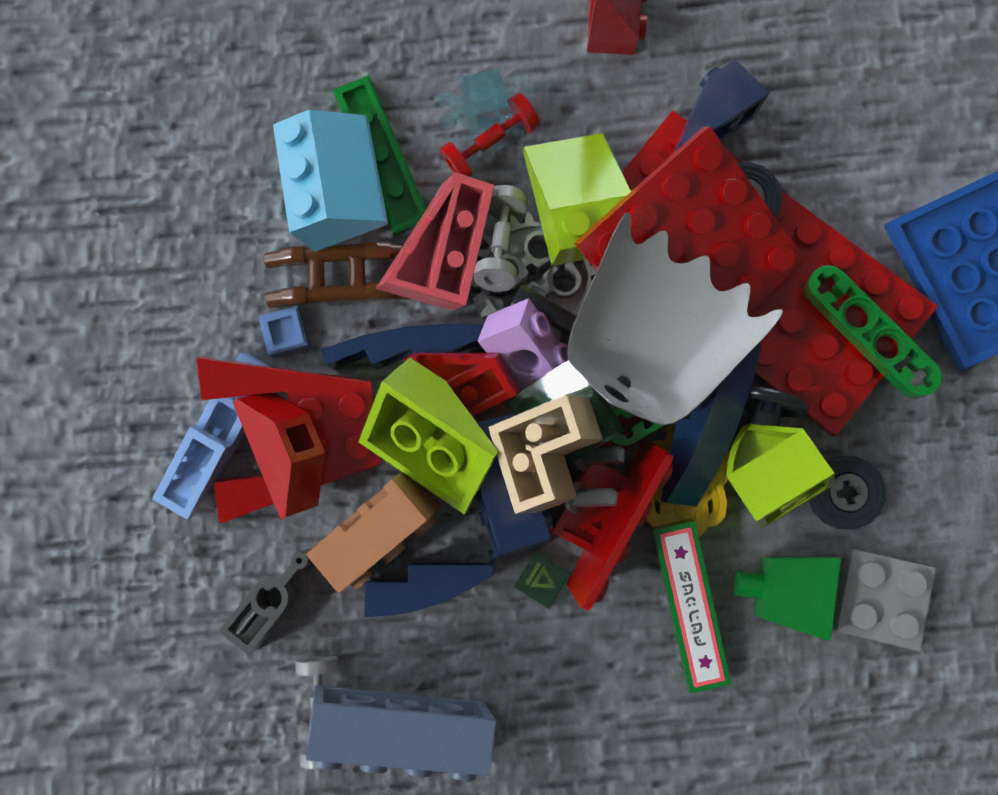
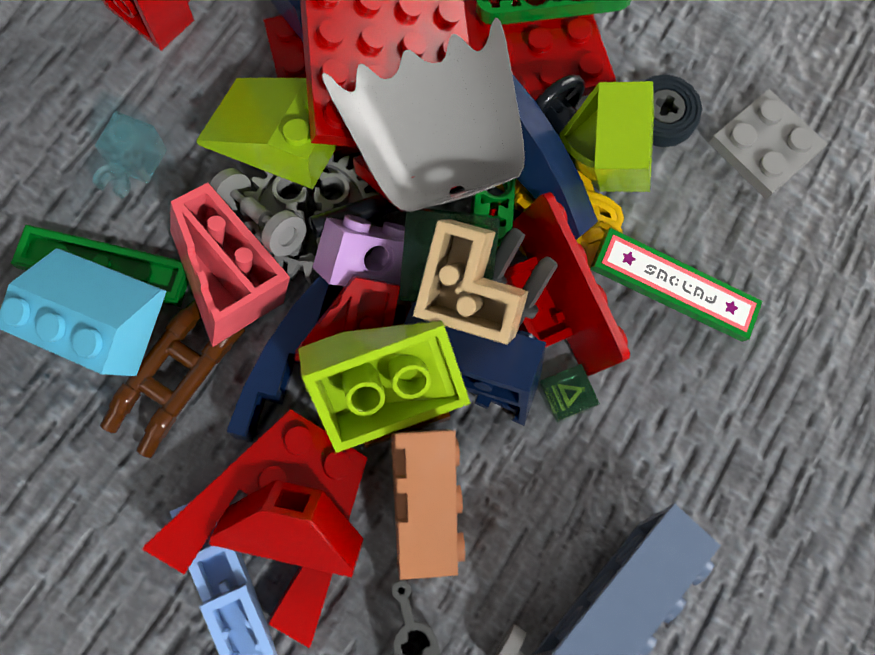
camera: 65 degrees left, 10 degrees down
(284, 331) = (183, 460): medium blue tile -> none
(425, 587) = (506, 496): dark blue slope -> none
(522, 113) = (170, 127): red wheel -> none
(794, 592) = (720, 200): green torso -> none

